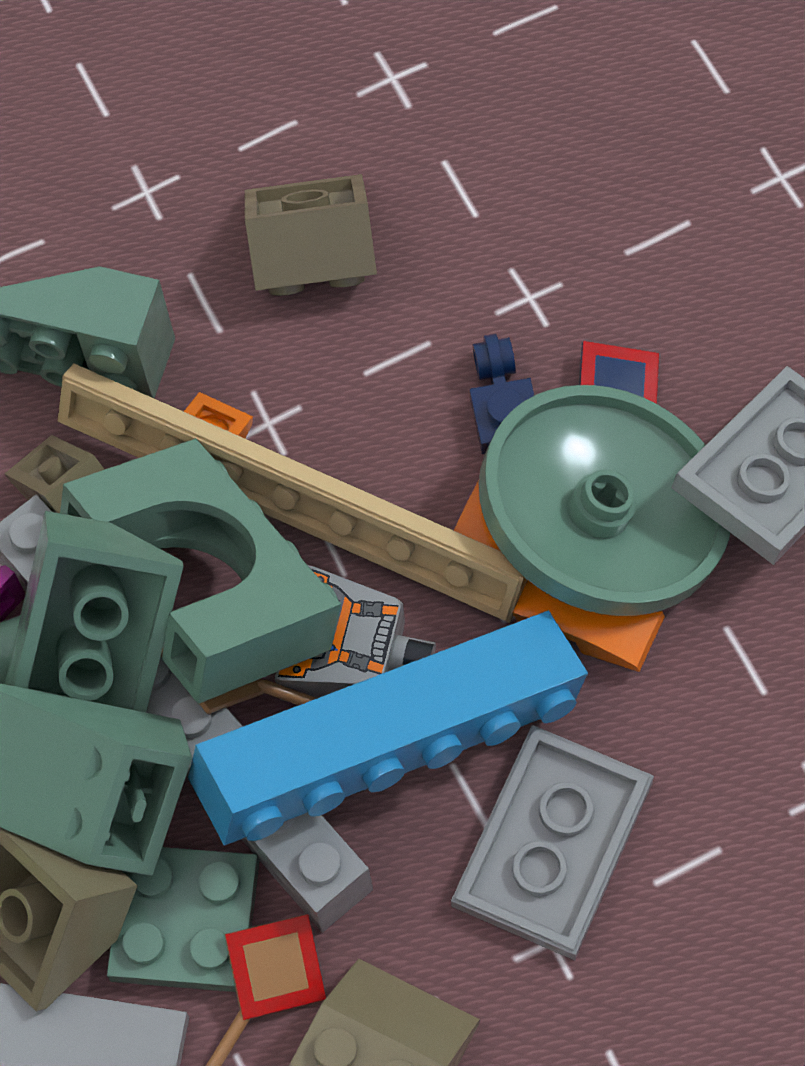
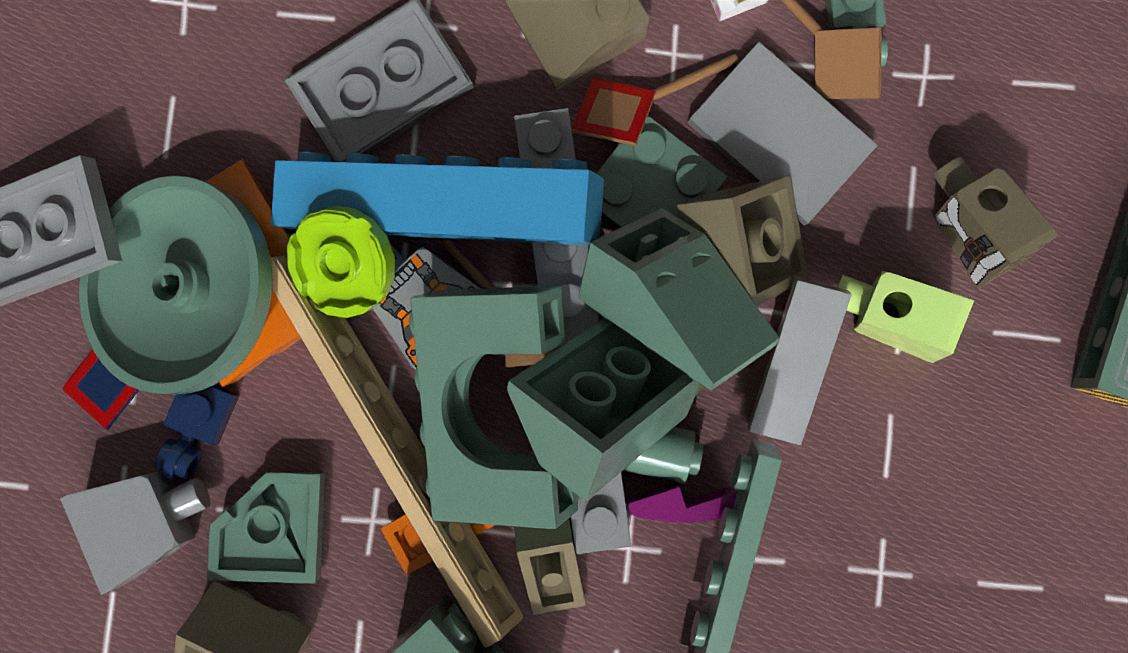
camera: 150 degrees left, 20 degrees up
(356, 351) = (271, 531): none -> sand green plate
(446, 612) = (341, 261): none -> lime tile
(492, 278) = (133, 524): none -> light grey torso

